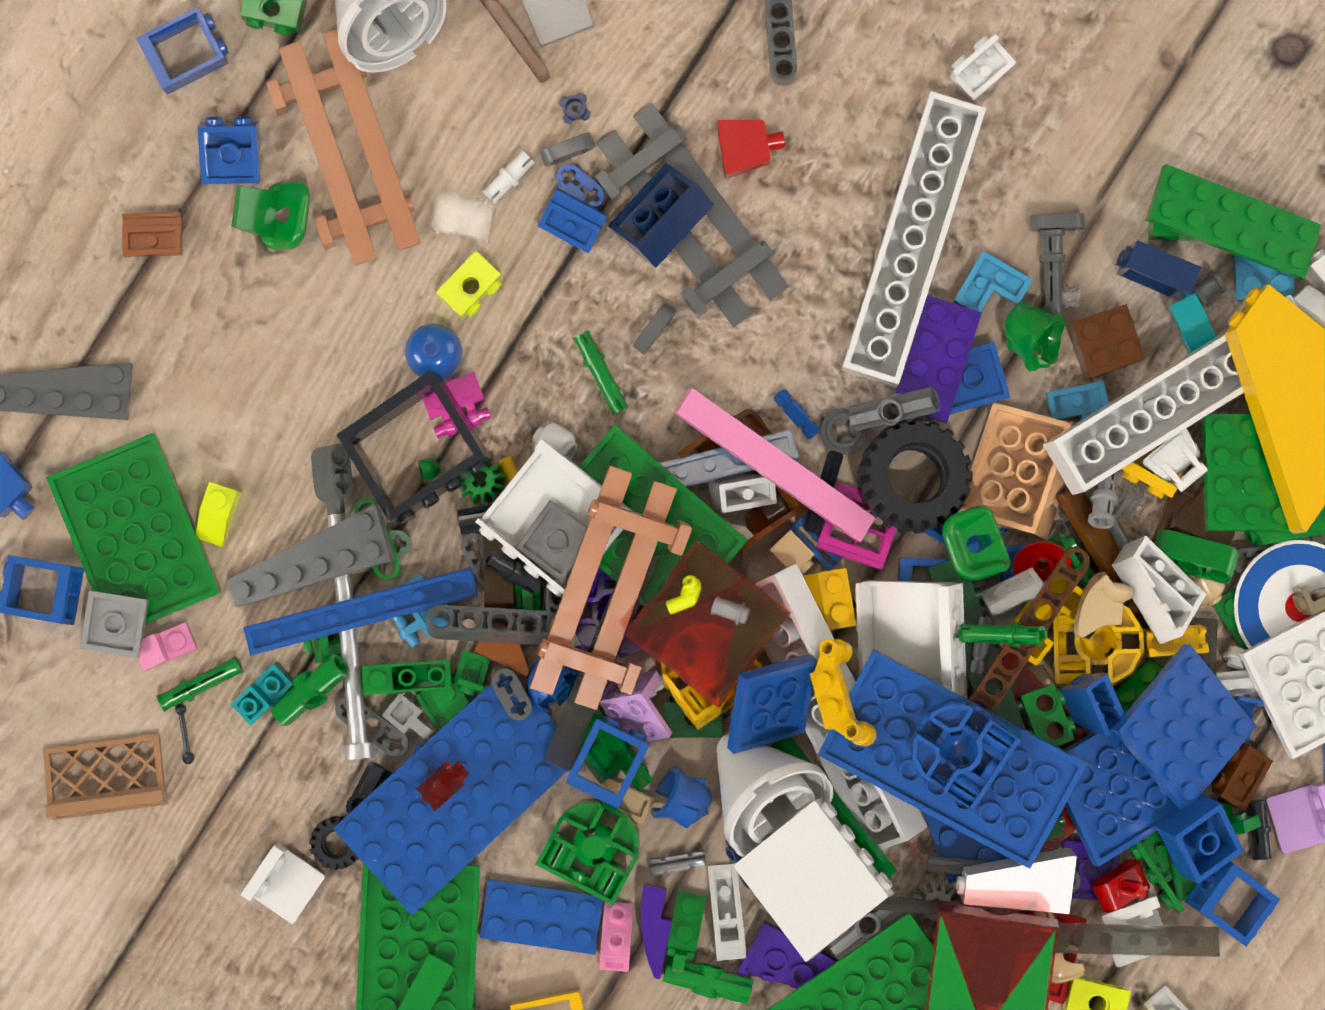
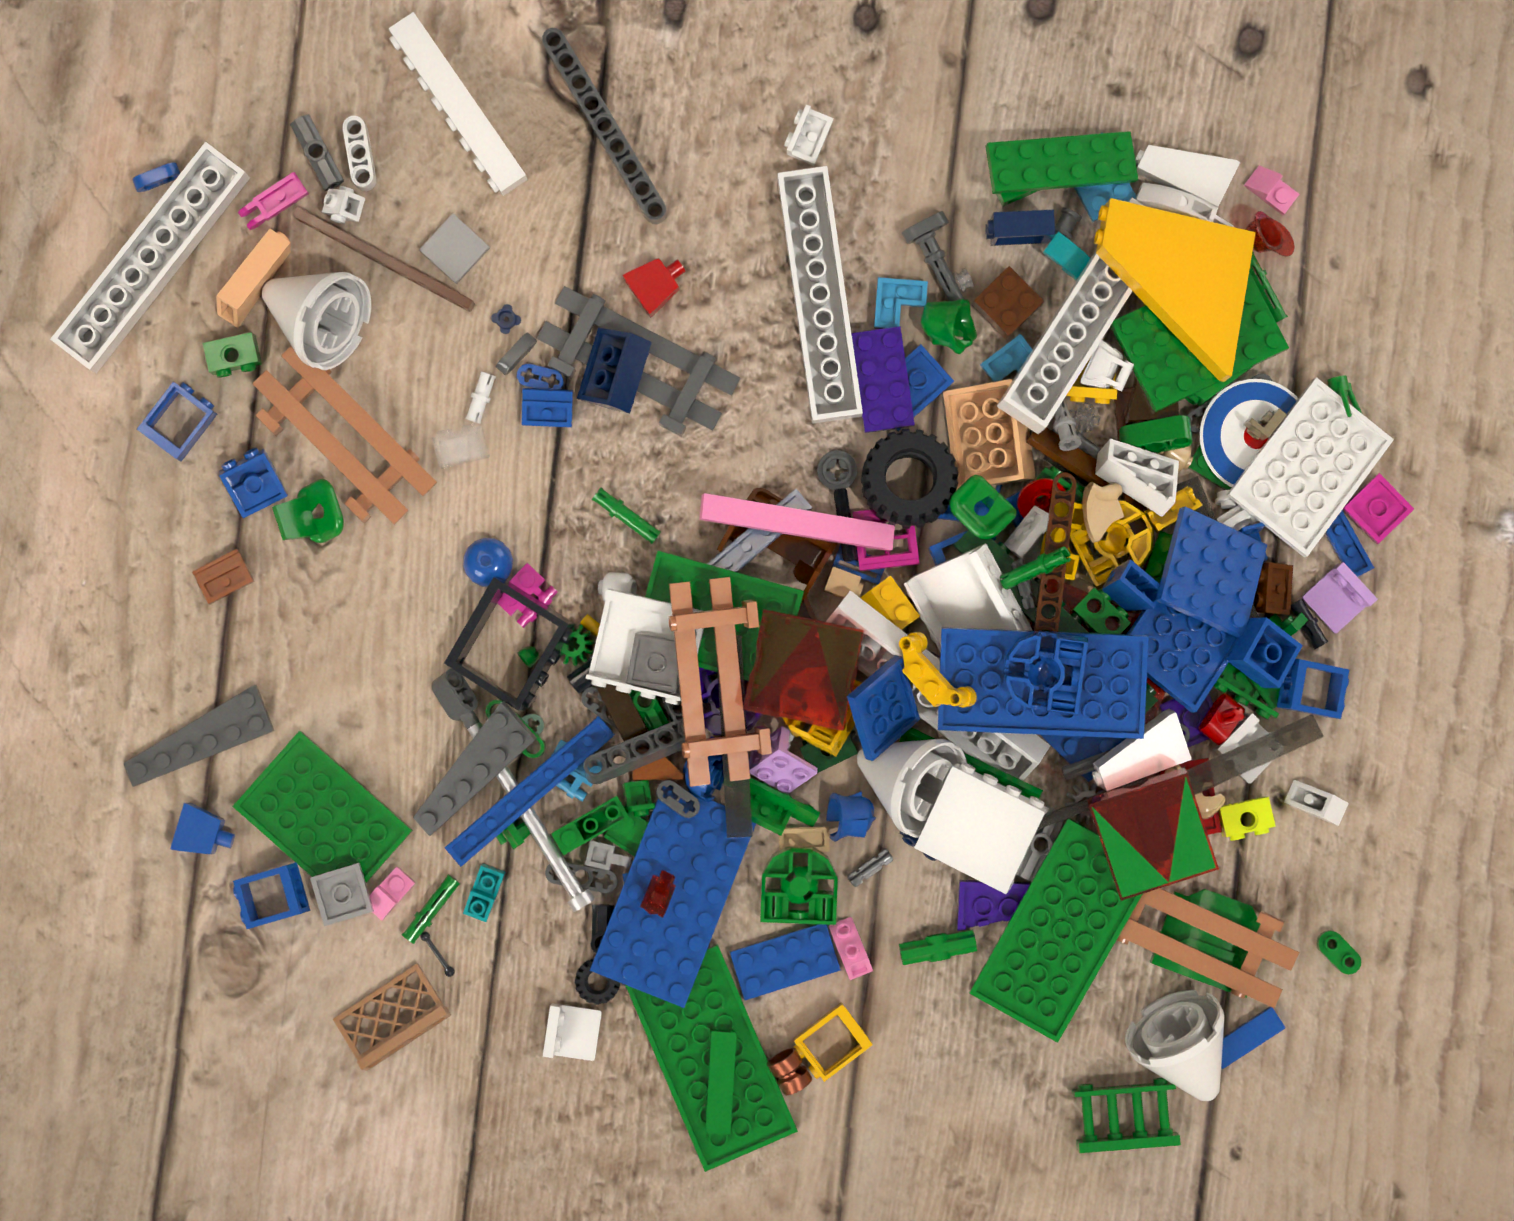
camera: 25 degrees left, 0 degrees up
(217, 513) = (380, 770): neon yellow slope -> none
(310, 690) = (519, 871): green piece -> none
(475, 269) = (488, 482): neon yellow brick -> none
(511, 572) = (633, 703): black pin -> none
(594, 789) = (778, 841): blue window -> none
(654, 328) = (651, 461): dark grey beam -> none
(654, 926) = (876, 925): dark purple slope -> none
(685, 929) = (901, 916): green hinge -> none
(688, 596) = (779, 656): neon yellow arm -> none
(726, 912) = (927, 887): white slope -> none
(731, 610) = (817, 651): light grey pin -> none
(741, 492) = (781, 556): white slope -> none
(796, 413) = (794, 474): blue axle -> none
(878, 413) = (878, 424): dark grey piece -> none

